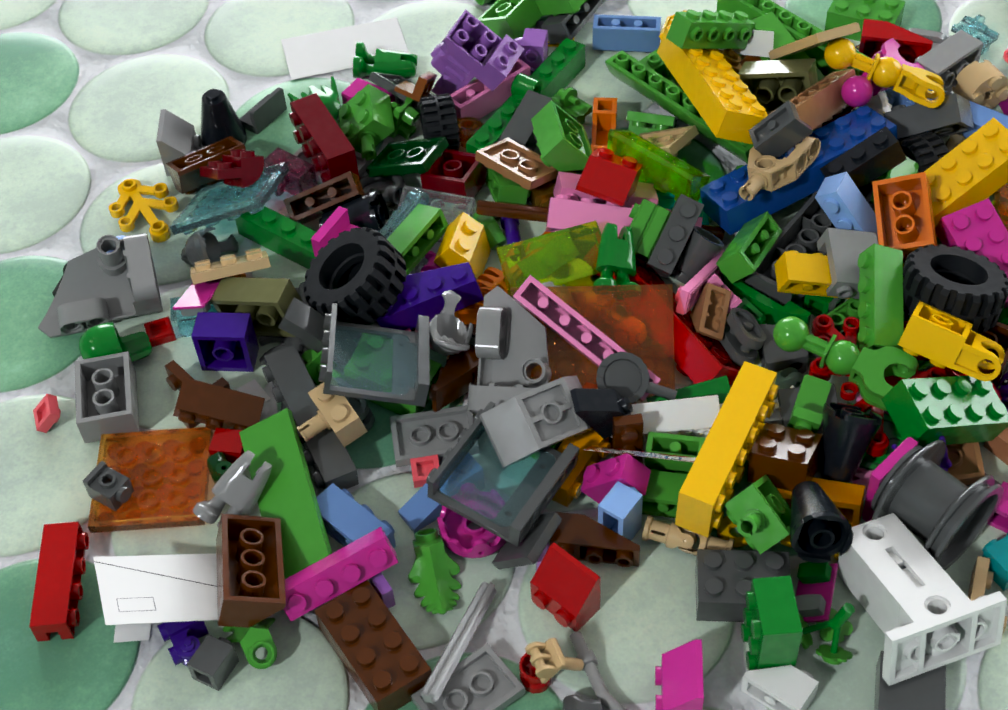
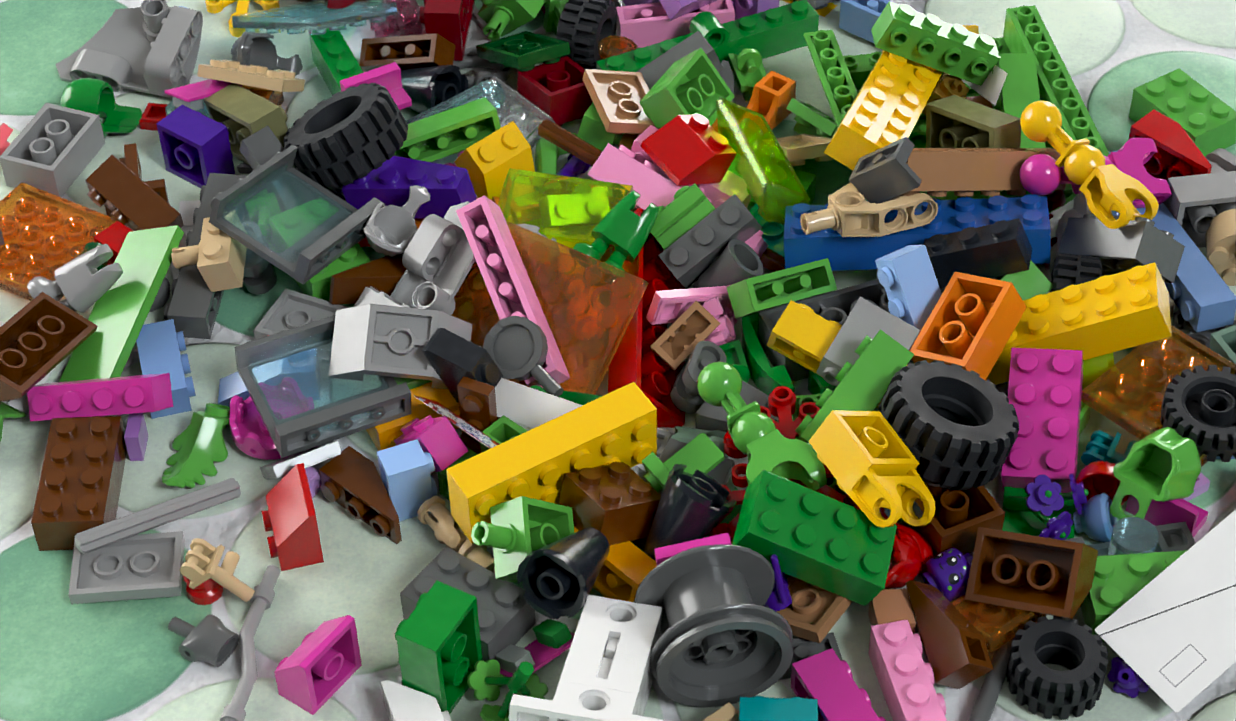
camera: 30 degrees right, 5 degrees down
(814, 41) = (1019, 95): tan tile -> none

